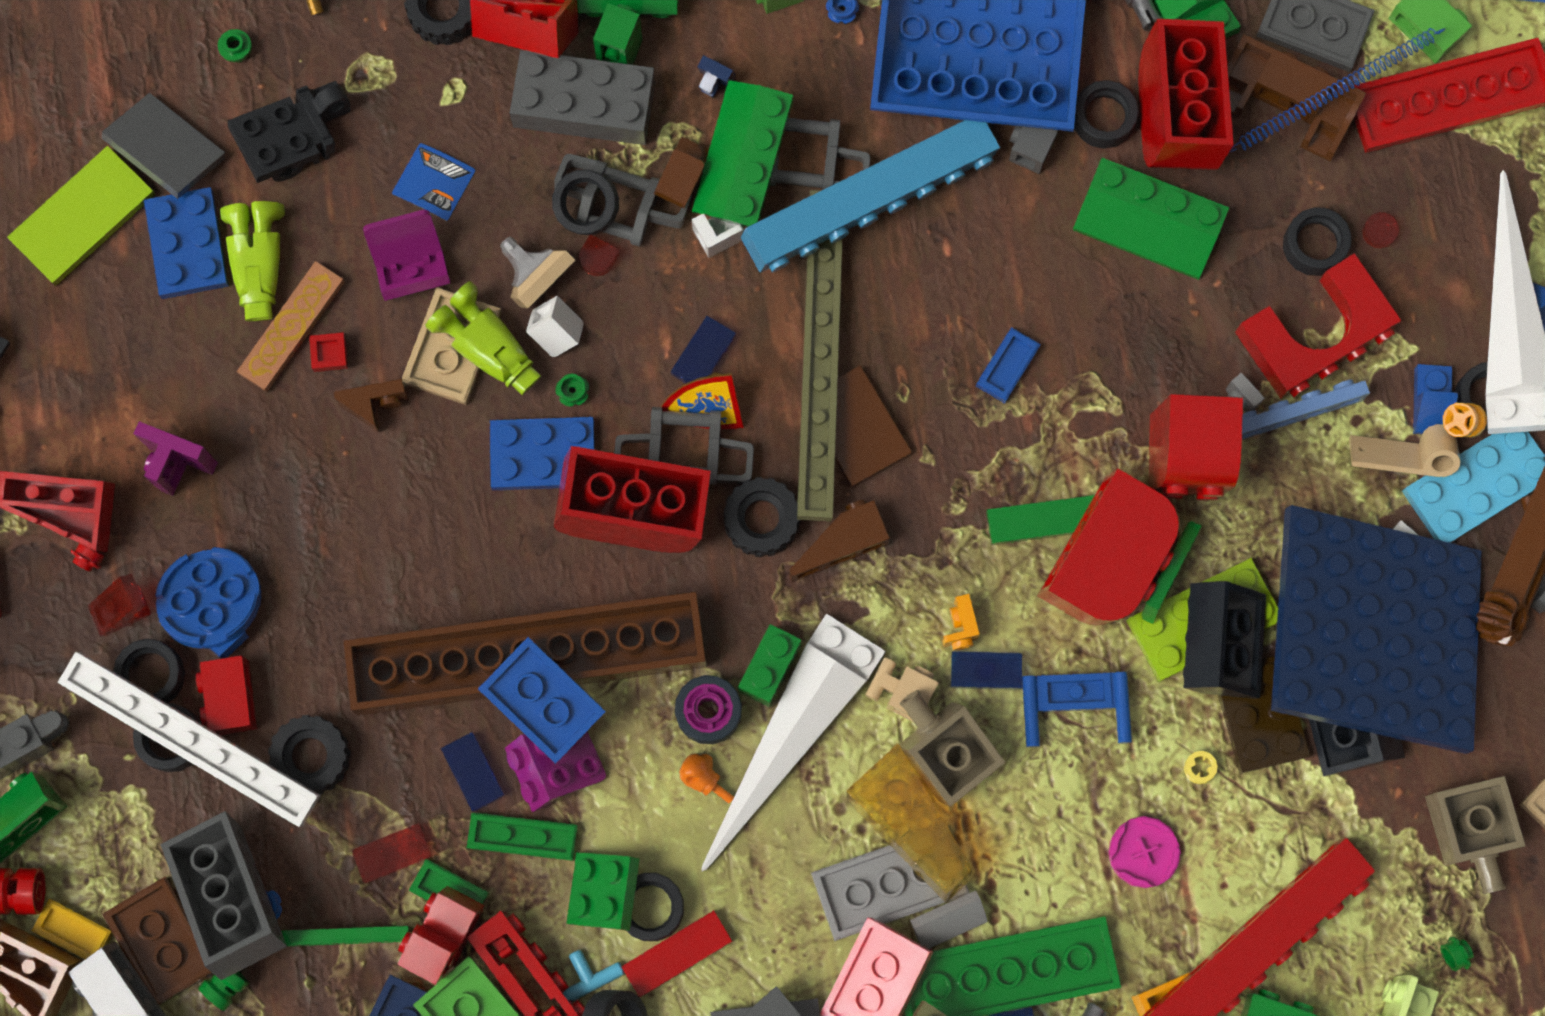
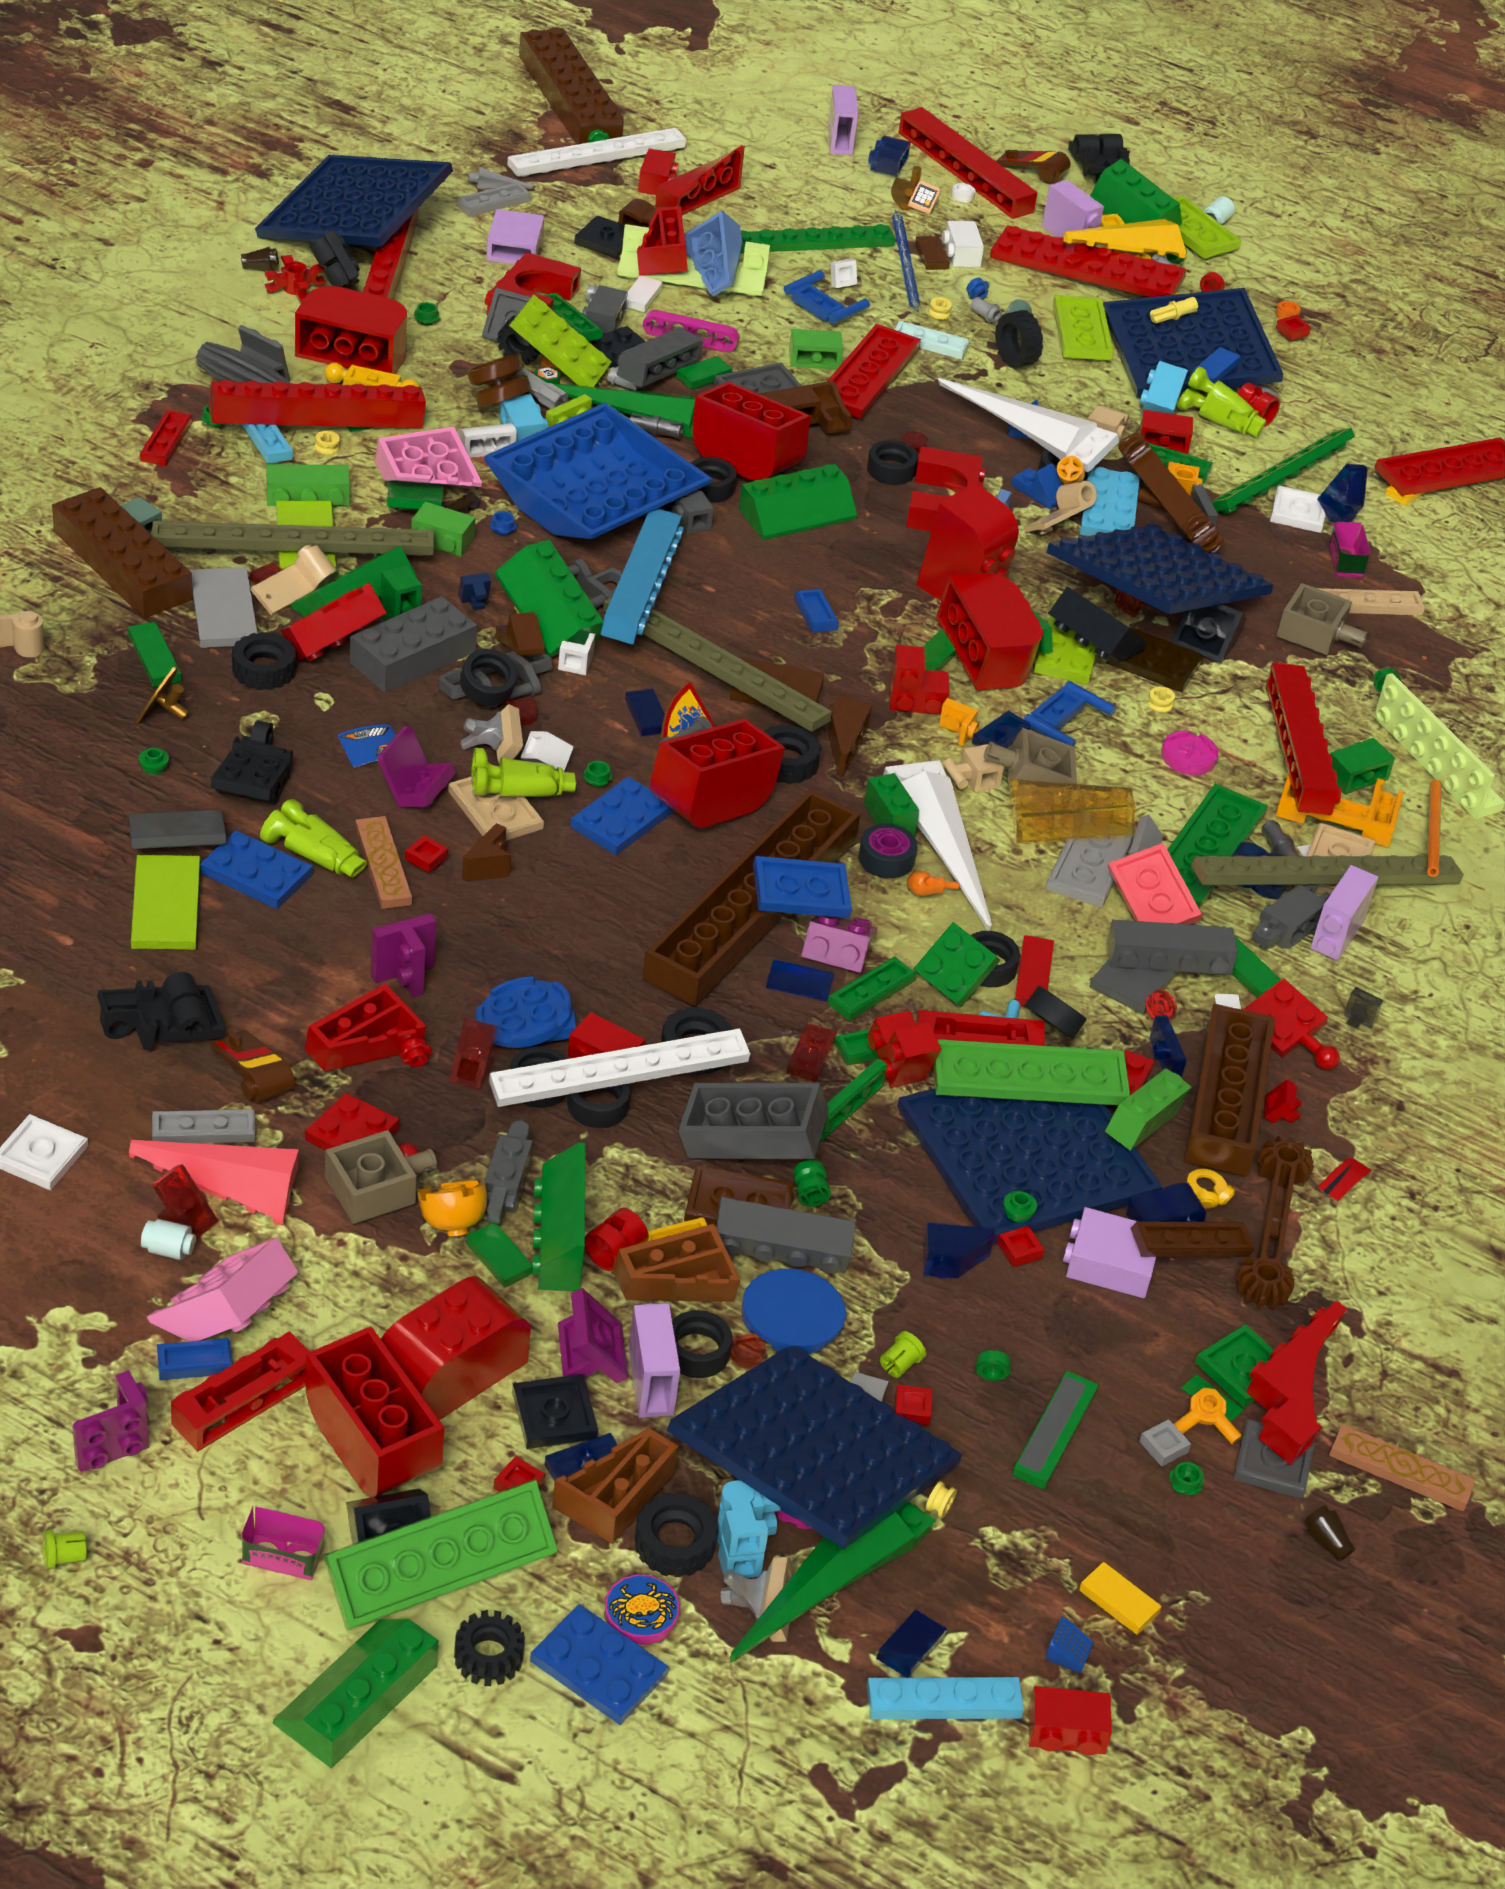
camera: 55 degrees left, 35 degrees down
(967, 548) = (913, 686): none -> red brick
(1333, 90) = (823, 378): blue piece -> none

